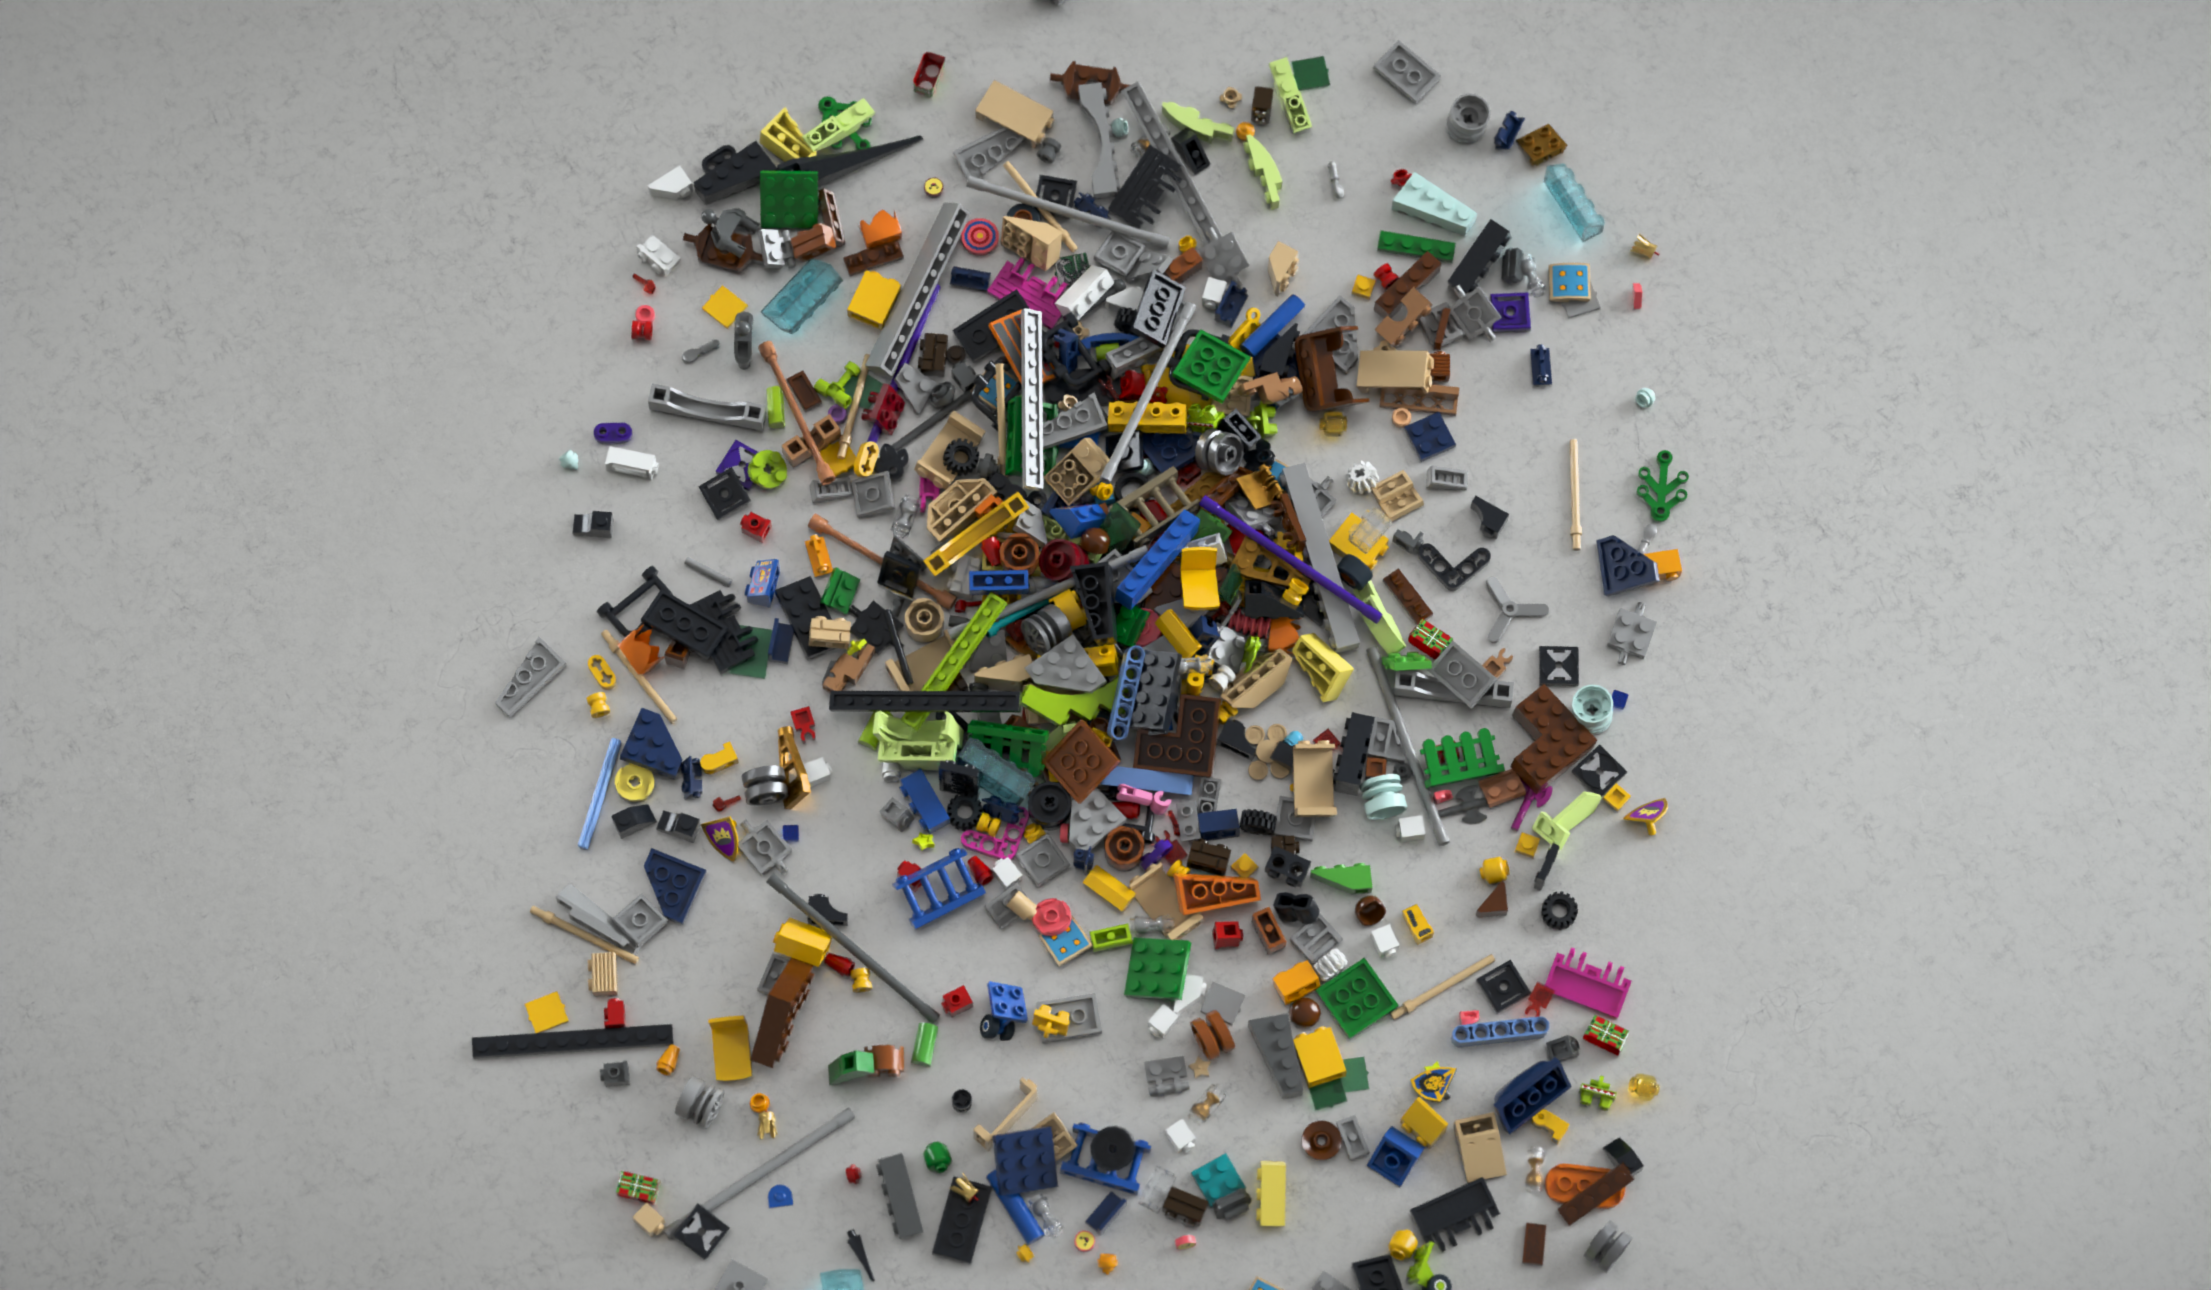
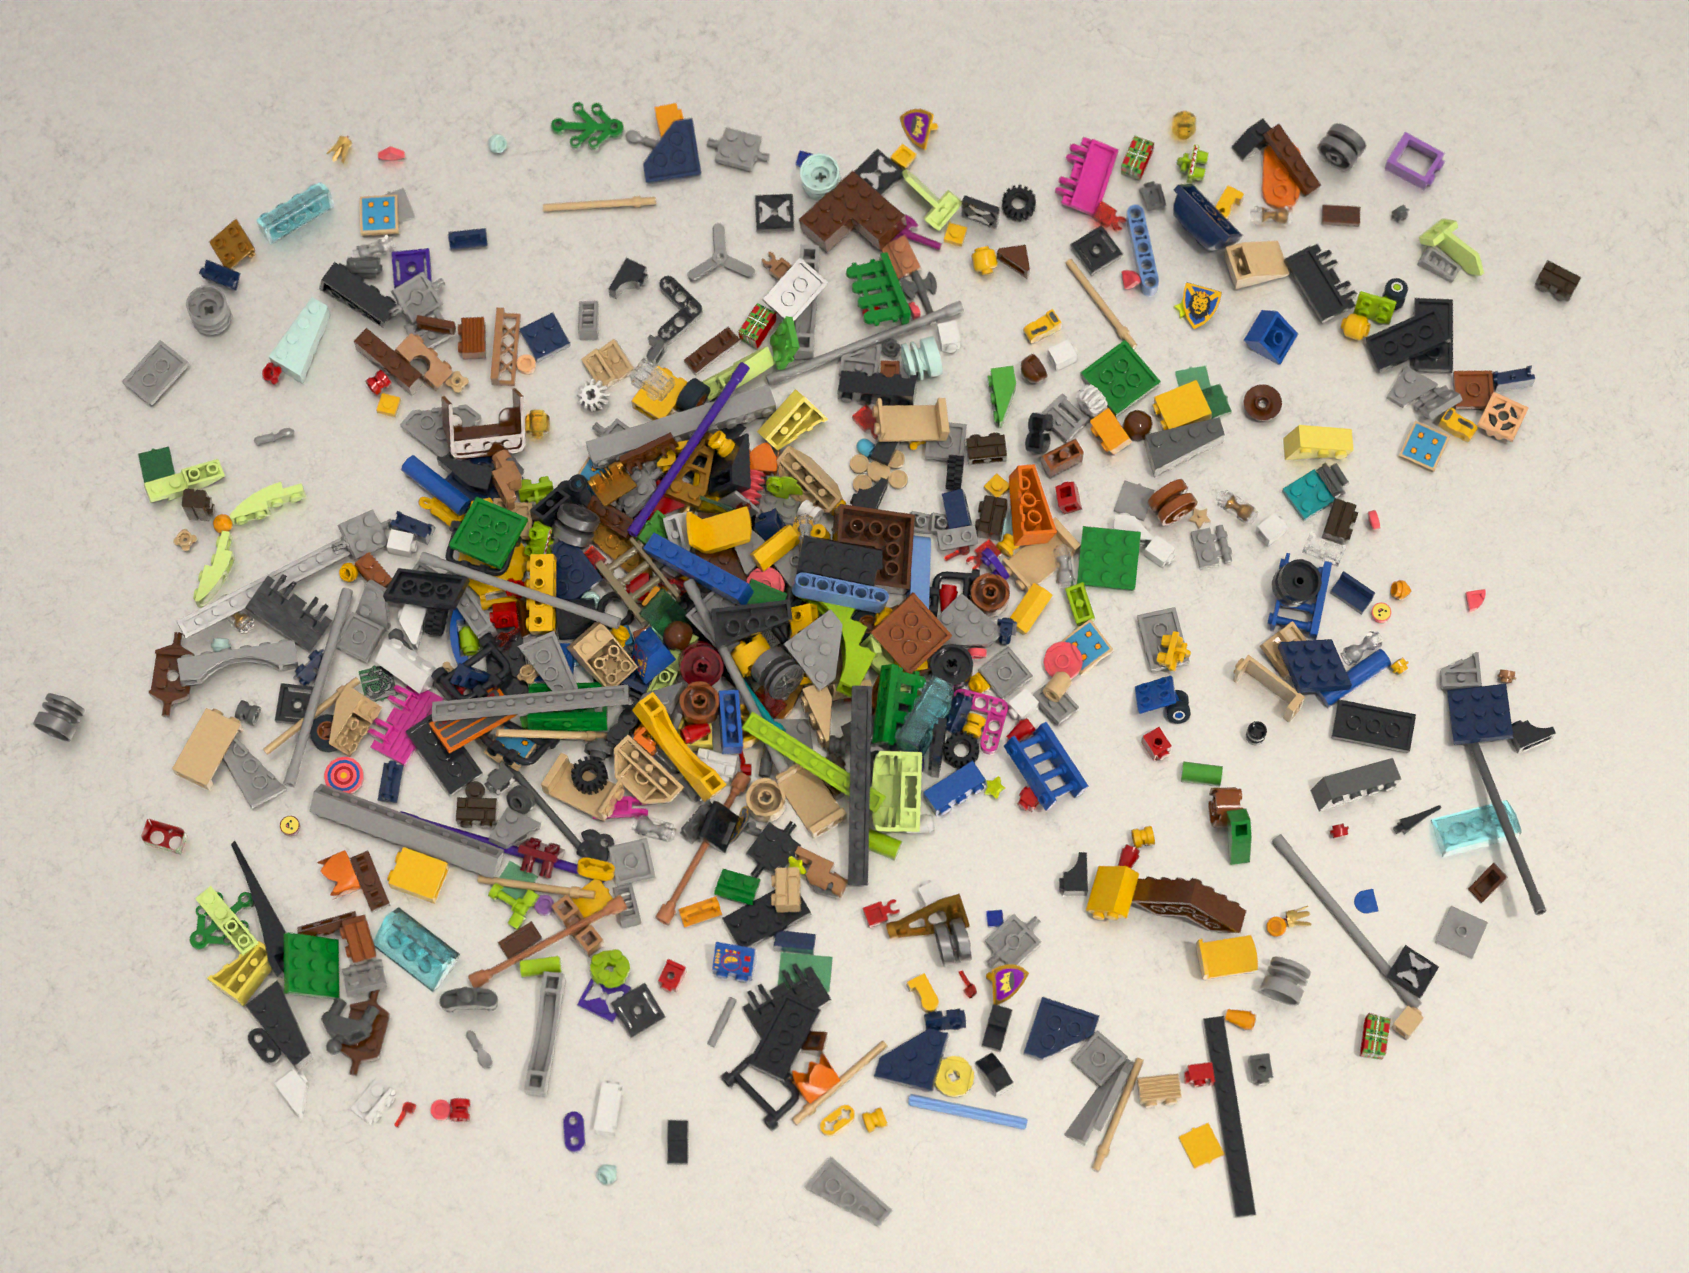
camera: 90 degrees left, 0 degrees up
(724, 306) = (428, 1028): yellow piece -> none
(772, 972) = (1145, 922): light grey plate -> none
(897, 814) = (968, 815): light grey bracket -> none
(898, 646) = (794, 824): black bar -> none
(923, 1008) = (1061, 914): dark grey piece -> none
(937, 1157) = (1315, 752): green head -> none
(969, 1190) = (1347, 719): pearl gold piece -> none
(1130, 794) = (938, 578): bright pink piece -> none
(1190, 150) = (244, 573): black slope -> none
(1281, 266) = (373, 478): tan slope -> none
(1290, 862) = (998, 438): black brick -> none
(1352, 1137) = (1256, 375): light grey plate -> none
(1394, 370) = (481, 366): tan panel -> none
(1415, 246) = (343, 358): green plate -> none
(1423, 1123) = (1239, 311): yellow slope -> none

